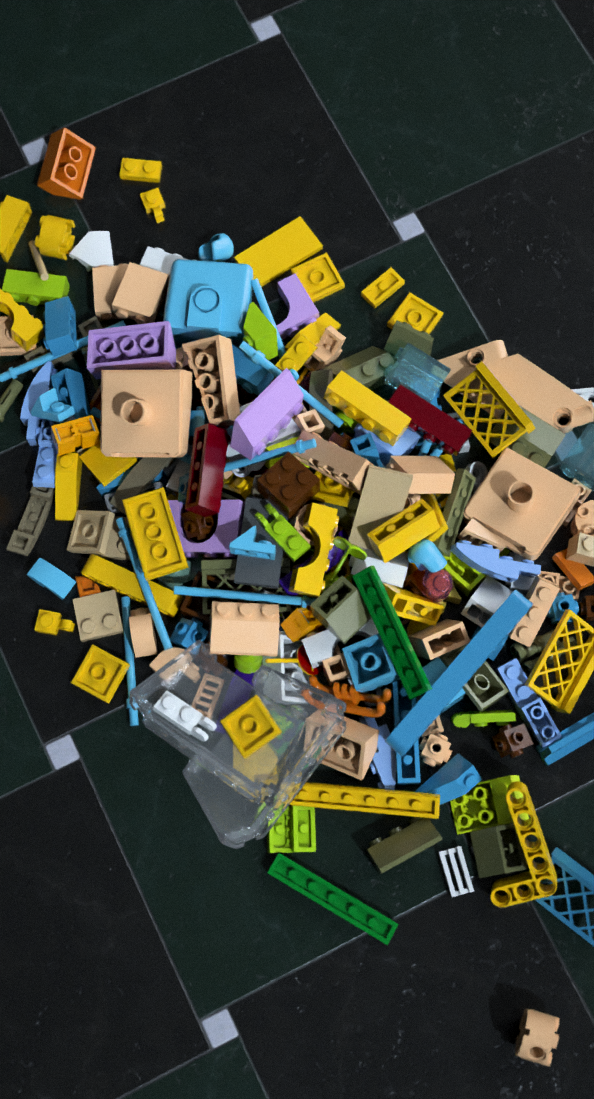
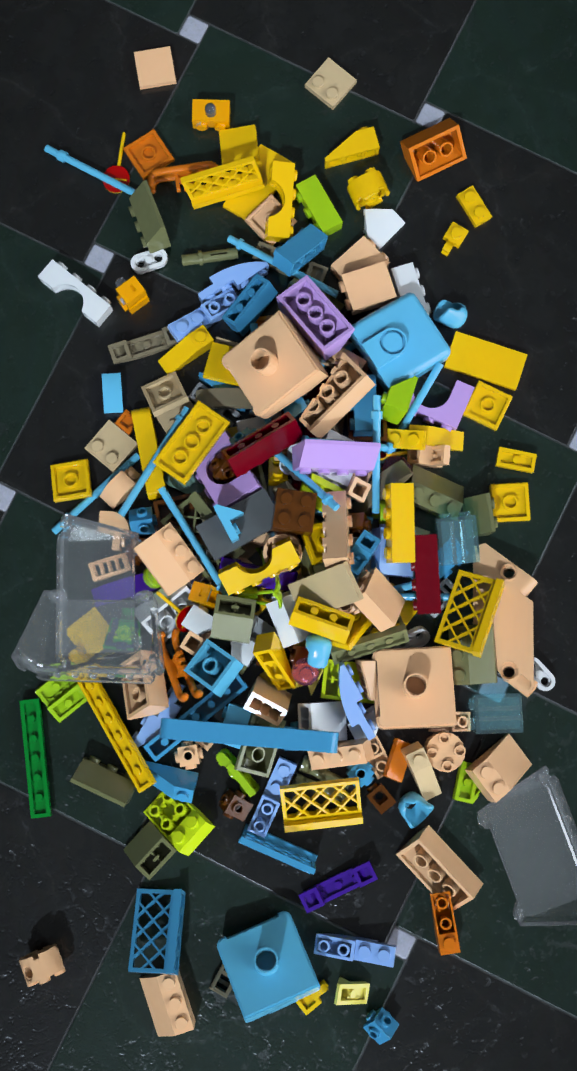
camera: 50 degrees right, 10 degrees up
(38, 260) = (339, 192): tan bar -> none
(50, 408) = (229, 296): medium azure slope -> none
(50, 622) = (81, 418): yellow plate -> none
(75, 433) = (223, 326): light orange piece -> none
(183, 716) = (78, 562): white hinge -> none
(251, 726) = (104, 616): yellow tile -> none
(283, 533) = (255, 536): lime hinge -> none
(392, 632) = (239, 667): green plate -> none
(453, 893) = (106, 842): white tile -> none
(531, 850) = (141, 889): yellow beam -> none

